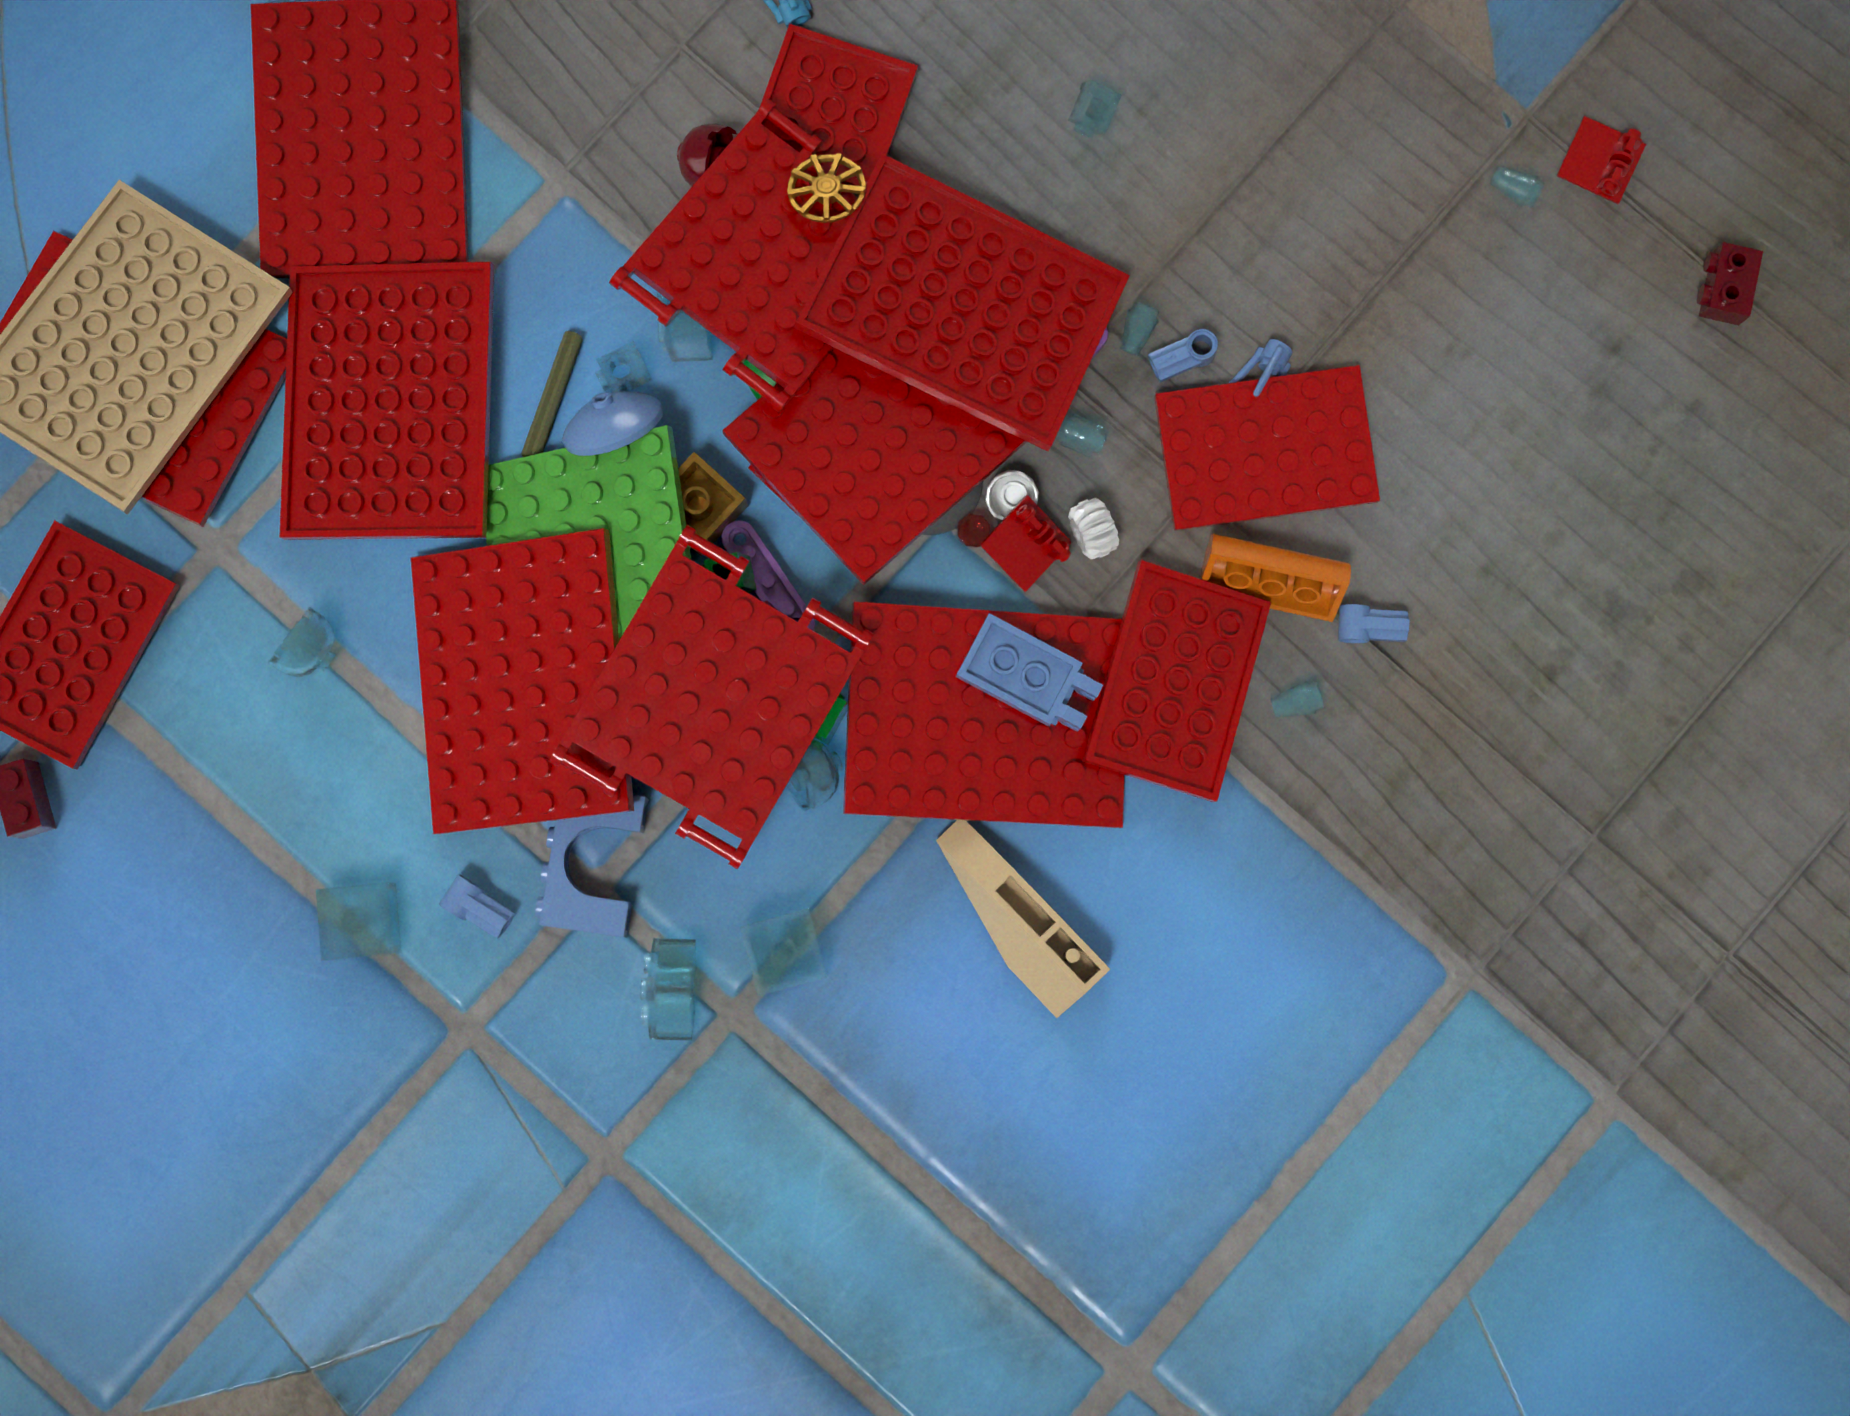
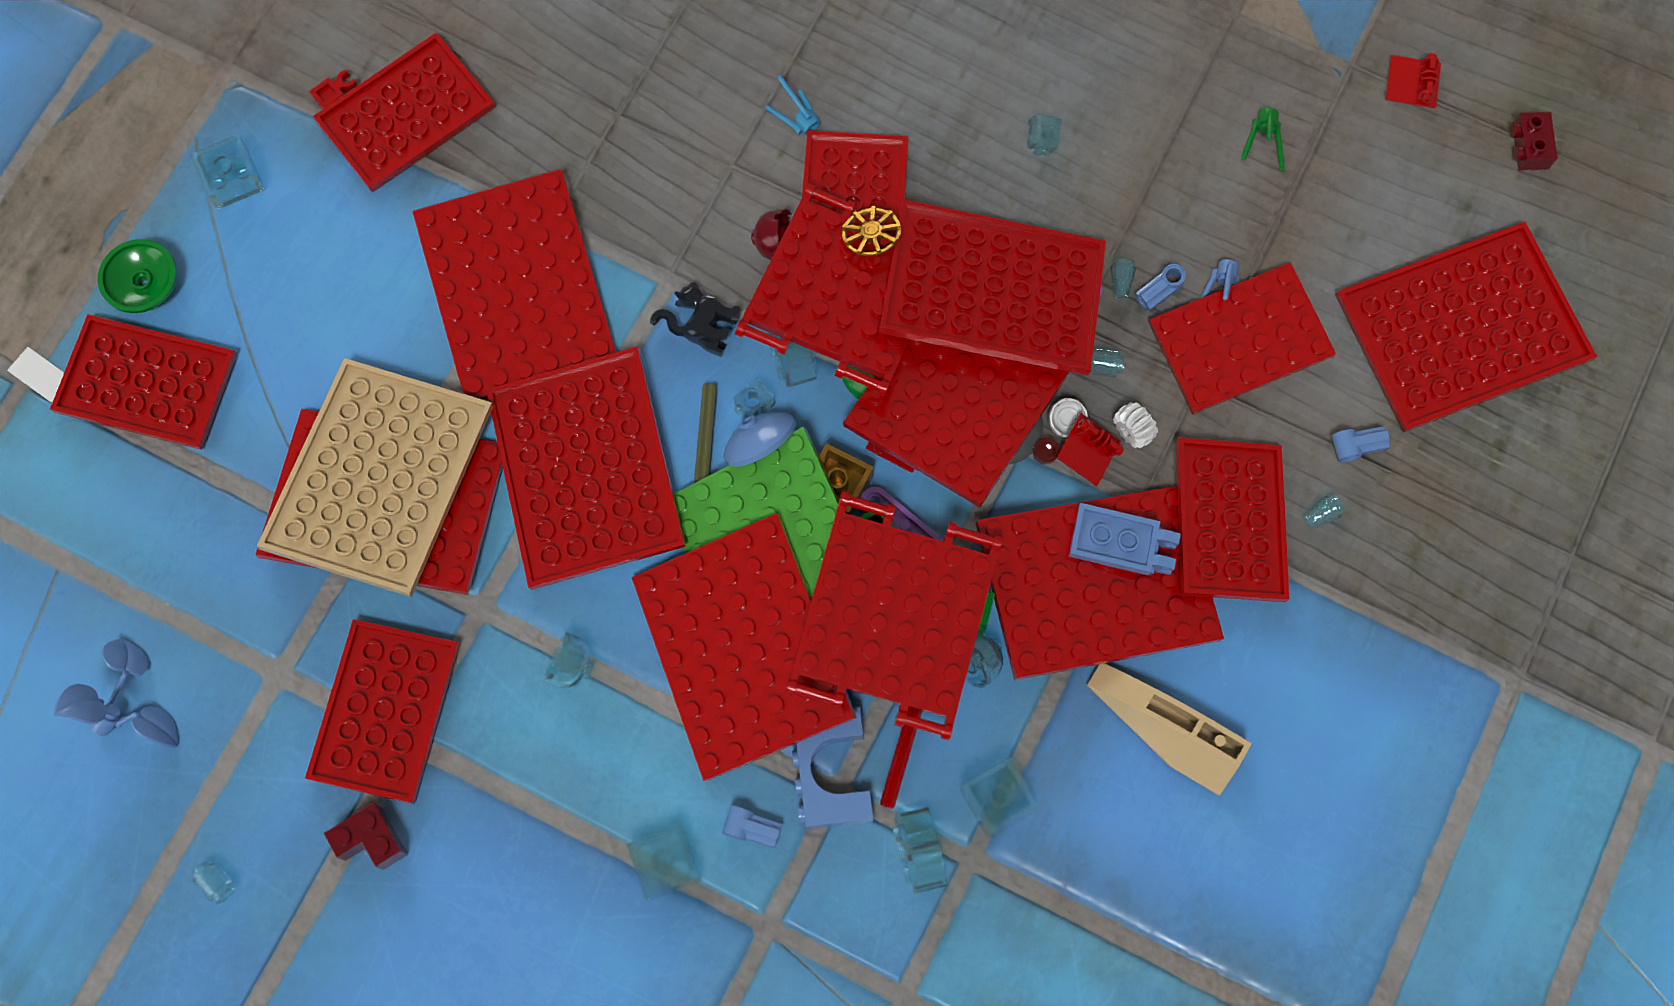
camera: 10 degrees left, 10 degrees down
(587, 247) = (701, 325): none -> black animal
(676, 878) = (899, 762): none -> red axle
(1284, 577) = (1289, 424): orange brick -> none
(1390, 169) = (1267, 124): none -> green plant
(1518, 186) = (1361, 112): clear light blue cone -> none
(1557, 507) = (1465, 326): none -> red plate

